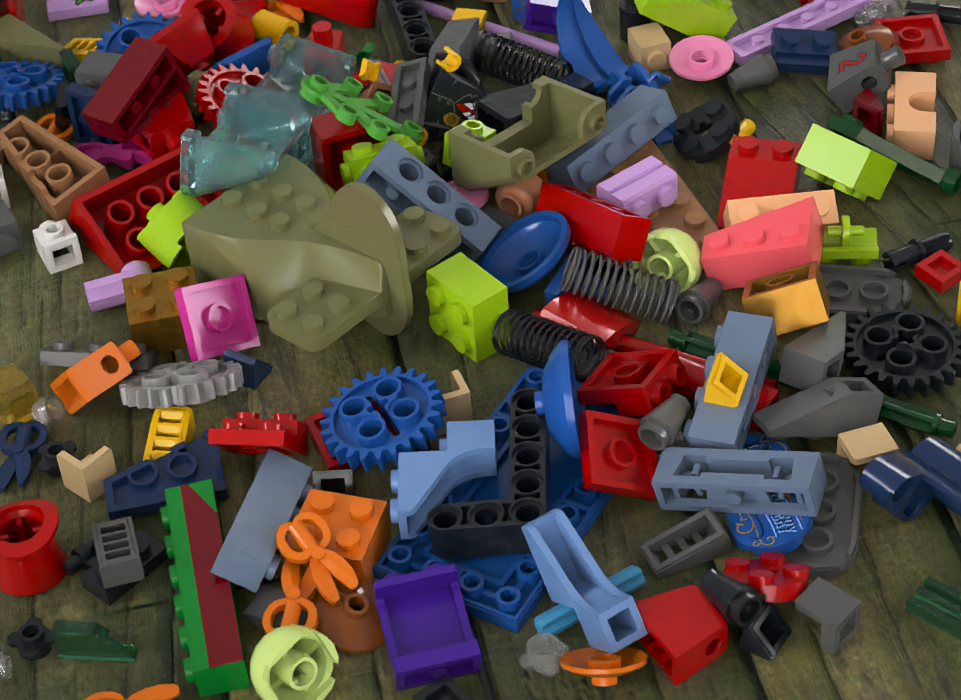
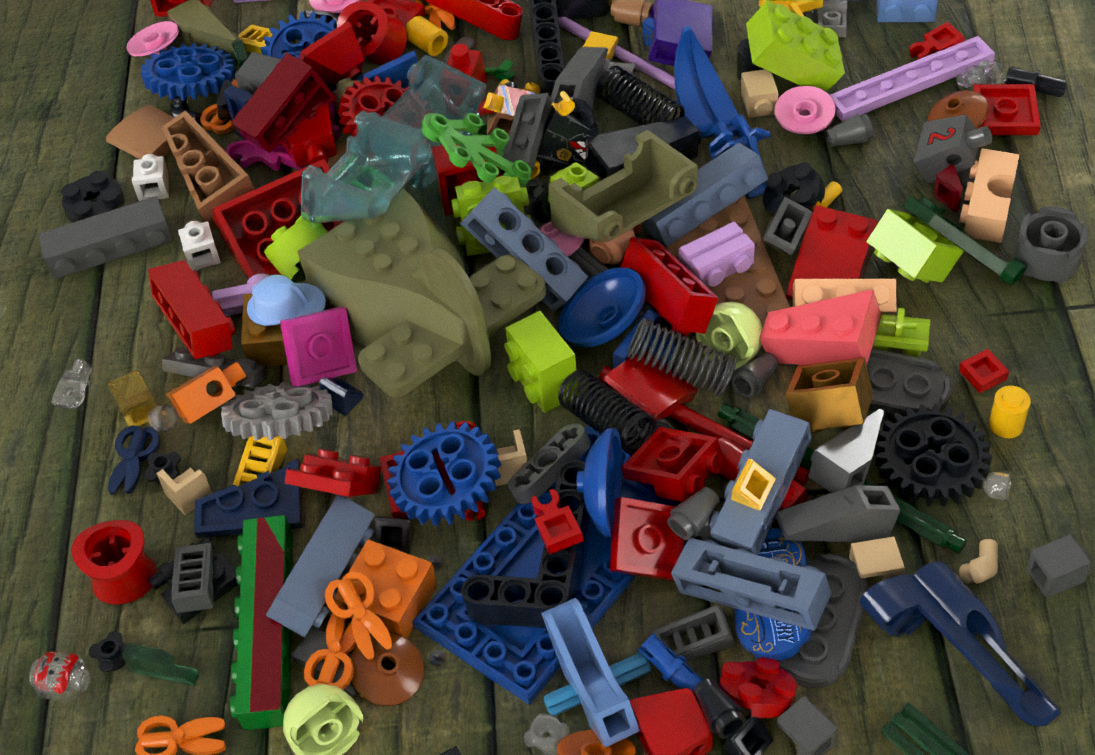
camera: 10 degrees right, 10 degrees up
(64, 300) = (191, 309): none -> red brick
(167, 270) = (281, 299): none -> light blue piece
(426, 626) = (446, 694): dark purple panel -> none
(429, 476) = (471, 541): medium blue arch -> none
(495, 396) = (535, 479): none -> dark grey beam
(520, 445) = (556, 524): none -> red plate
(668, 571) = (670, 664): none -> blue pin
(706, 161) = (787, 226): none -> dark grey slope
(803, 50) = (901, 111): dark blue plate -> none
(916, 251) = (965, 346): black axle -> none

